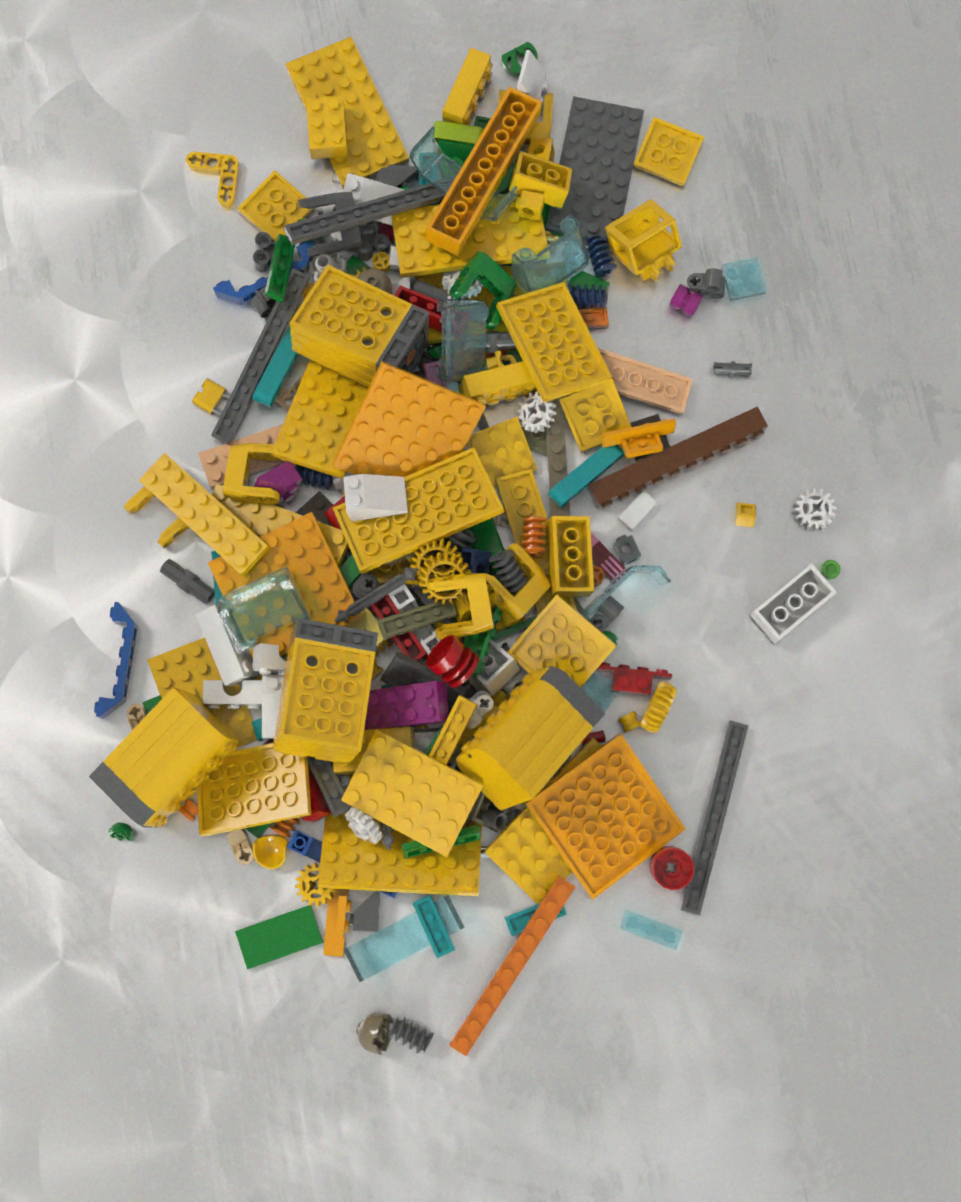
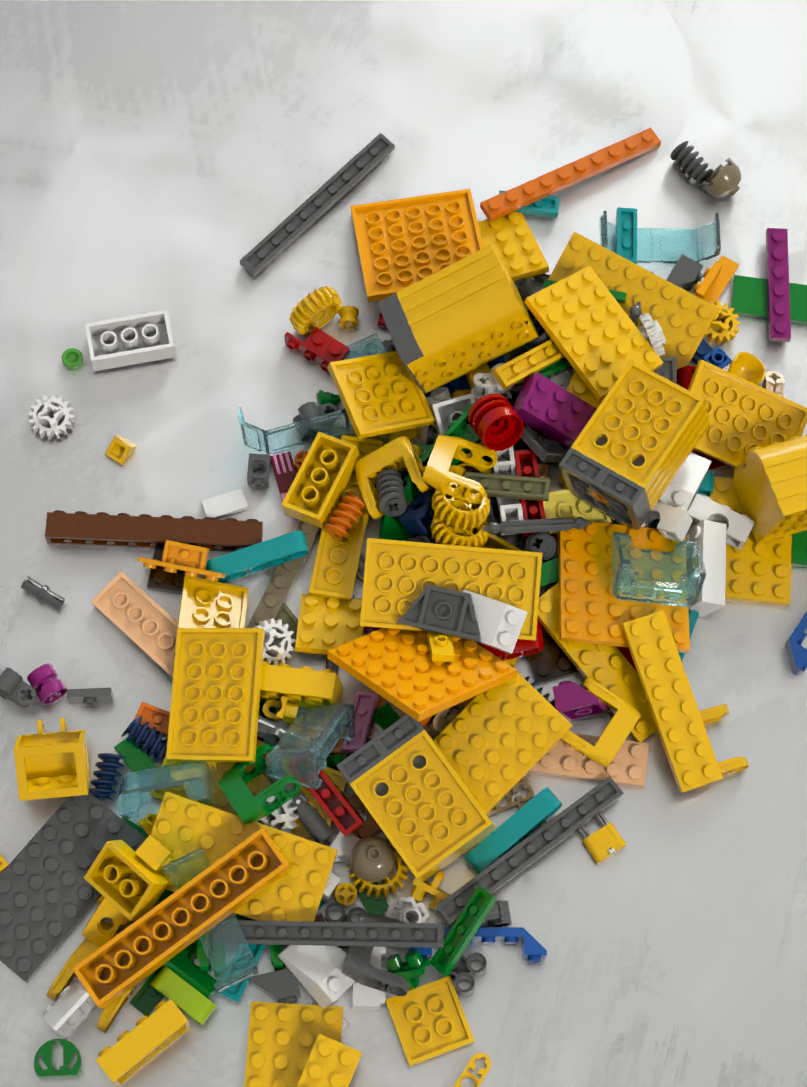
camera: 155 degrees left, 10 degrees down
(187, 581) = (715, 658): dark grey piece -> none
(280, 951) = (778, 285): none -> magenta plate
(401, 455) = (440, 647): none -> yellow plate
(411, 482) = (444, 613): none -> dark grey wing
(649, 308) = (89, 696): none -> dark grey plate
(651, 929) = (430, 144): clear light blue plate -> none
(682, 872) = (383, 176): red wheel -> none

